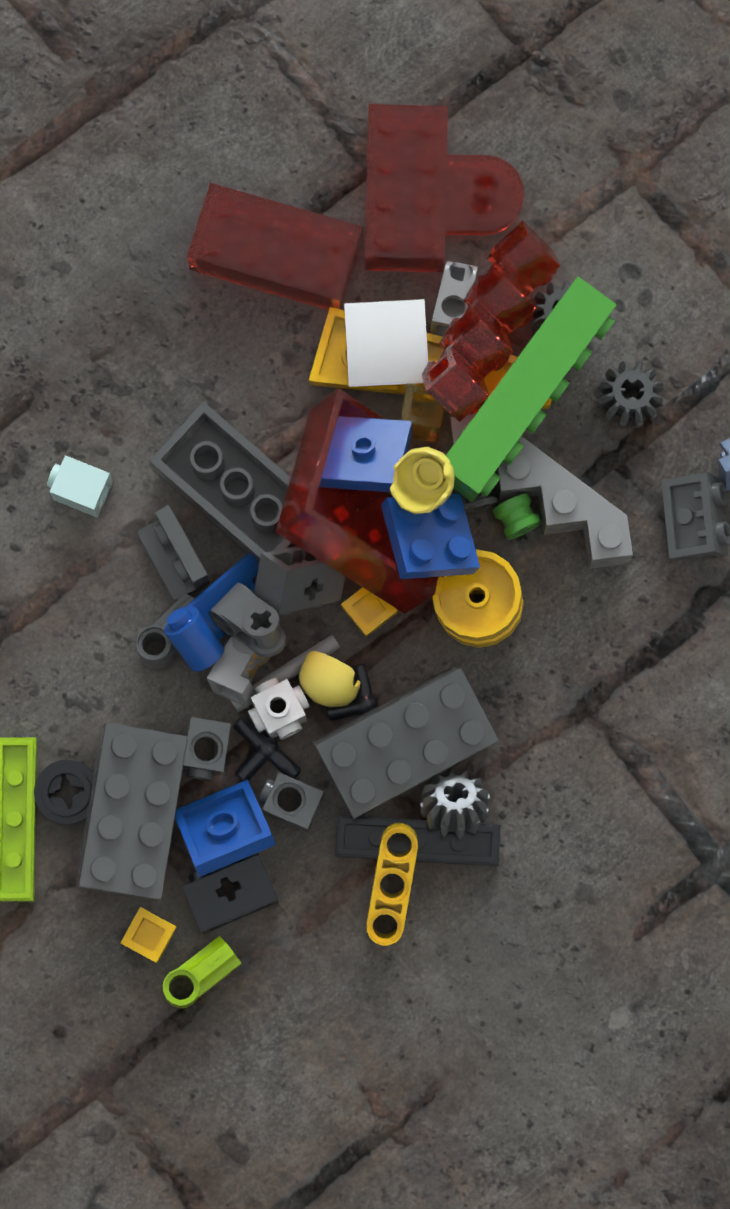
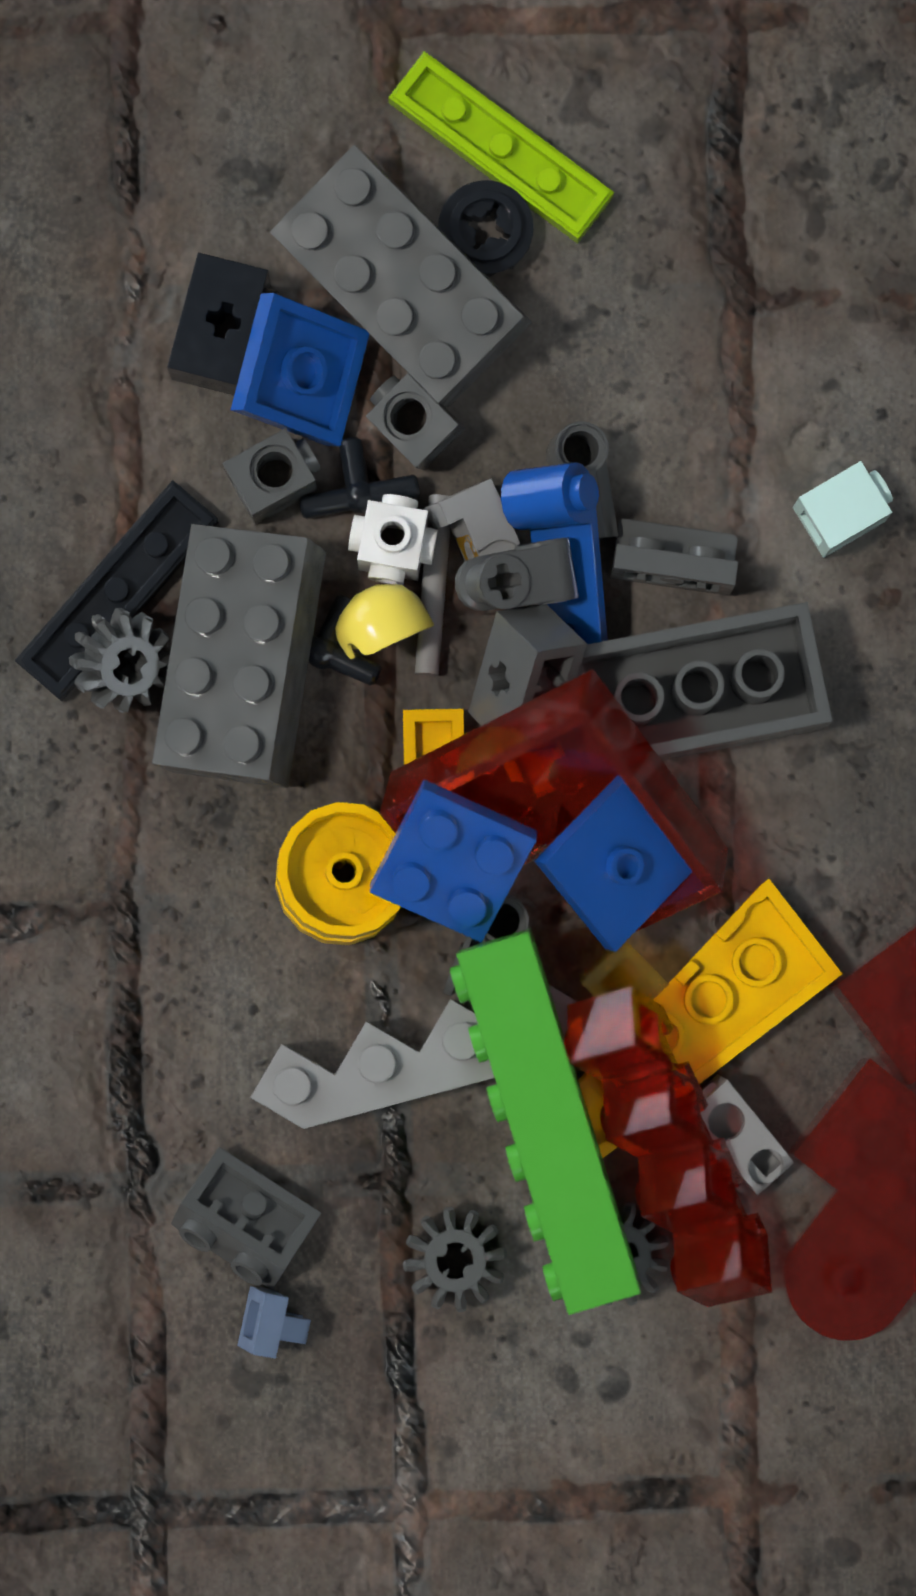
camera: 125 degrees right, 5 degrees up
(148, 935) = (246, 198): yellow plate -> none
(203, 970) = (155, 226): lime piece -> none
(386, 342) = (742, 1002): white slope -> none
(397, 903) = (69, 494): yellow beam -> none
(422, 480) = (520, 892): light yellow hair -> none
(517, 516) = (409, 1002): bright green wheel -> none

